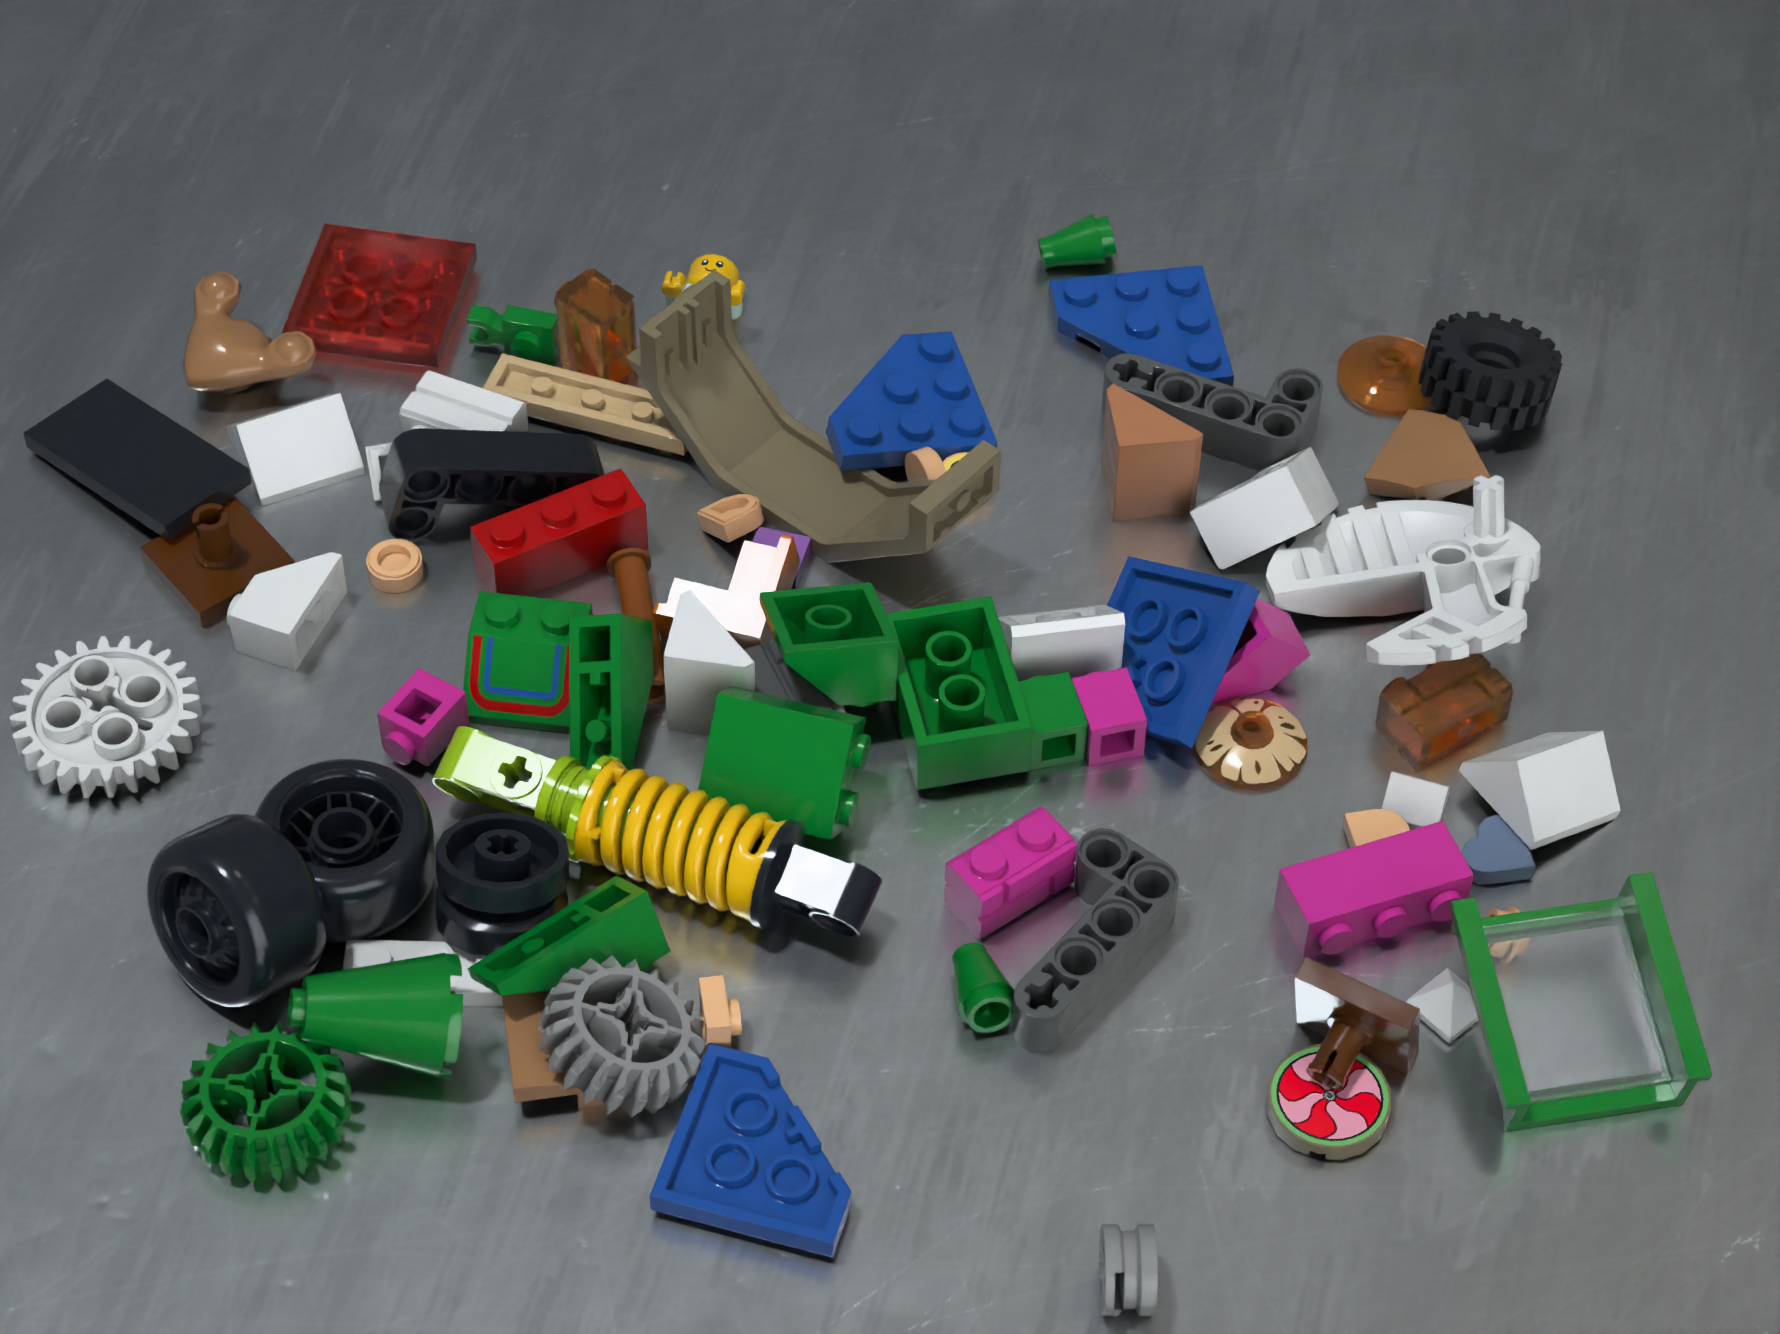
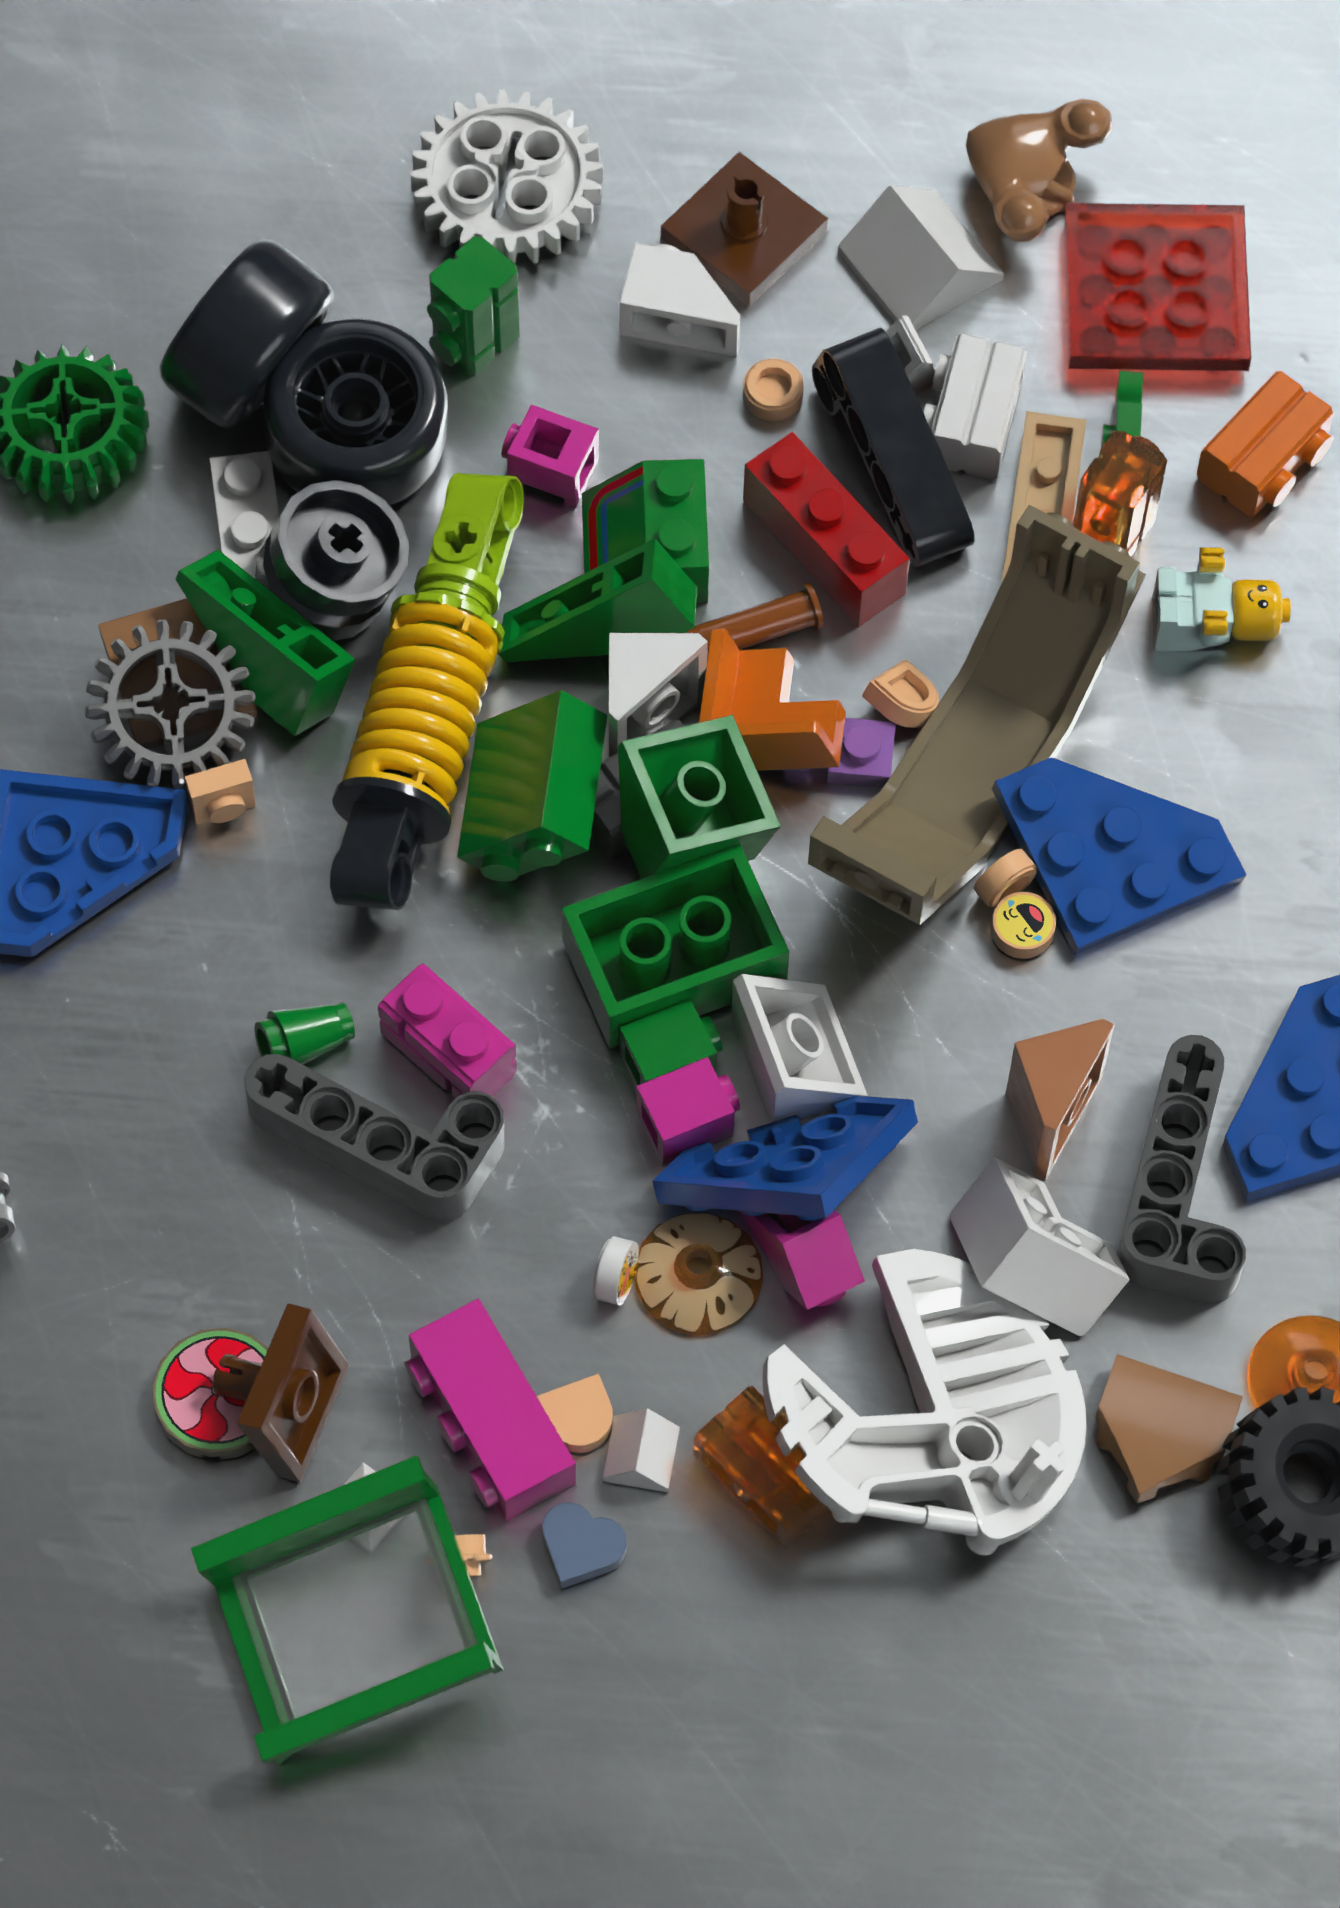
camera: 80 degrees right, 15 degrees up
(137, 458) = (858, 118): black tile -> none
(253, 736) = (474, 306): none -> green brick
(385, 1012) = (154, 492): green cone -> none
(554, 244) = (1266, 444): none -> orange brick
(1251, 786) = (615, 1270): none -> white tile
(1548, 785) = (674, 1583): white slope -> none

